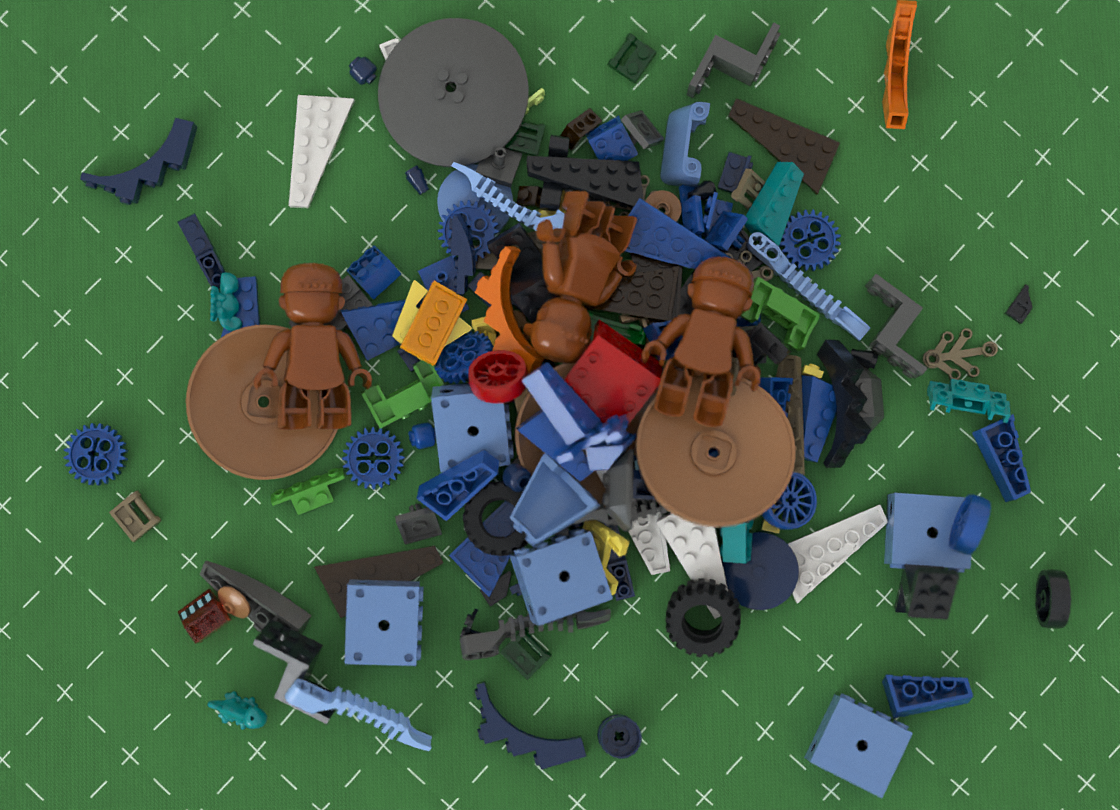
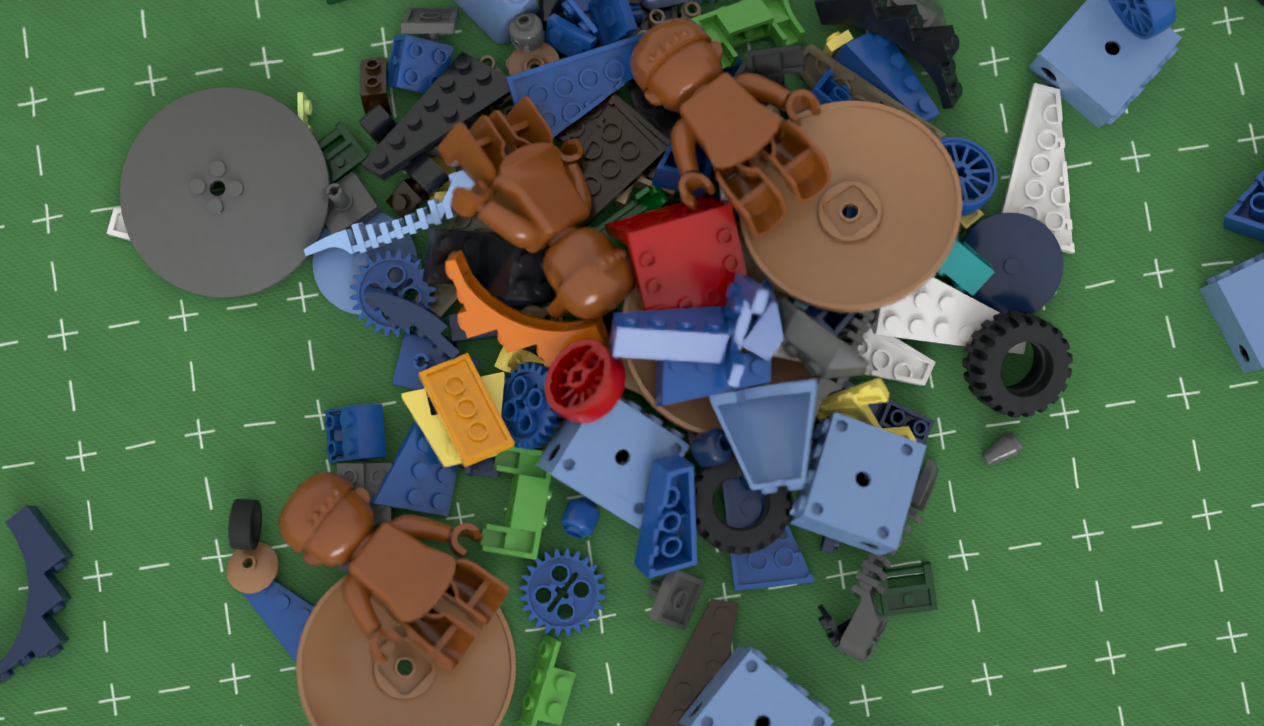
camera: 50 degrees left, 0 degrees up
(202, 248) = (183, 605): dark blue slope -> none
(224, 303) = (260, 627): teal animal -> none
(254, 280) = (259, 575): none -> medium nougat dish
(275, 250) = (245, 524): none -> black tyre
(315, 138) = (152, 380): white wing -> none
(363, 70) = (121, 273): dark blue head -> none
(417, 179) = (290, 307): dark blue cone -> none
(500, 590) = (816, 564): black tile -> none
(548, 751) = (1033, 644): dark blue arch -> none
(630, 735) = (1091, 551): dark blue wheel -> none
(649, 648) = (1002, 449): none -> dark grey cone
(677, 189) = (526, 32): none -> dark grey head
(926, 591) = (1175, 100): black bracket -> none

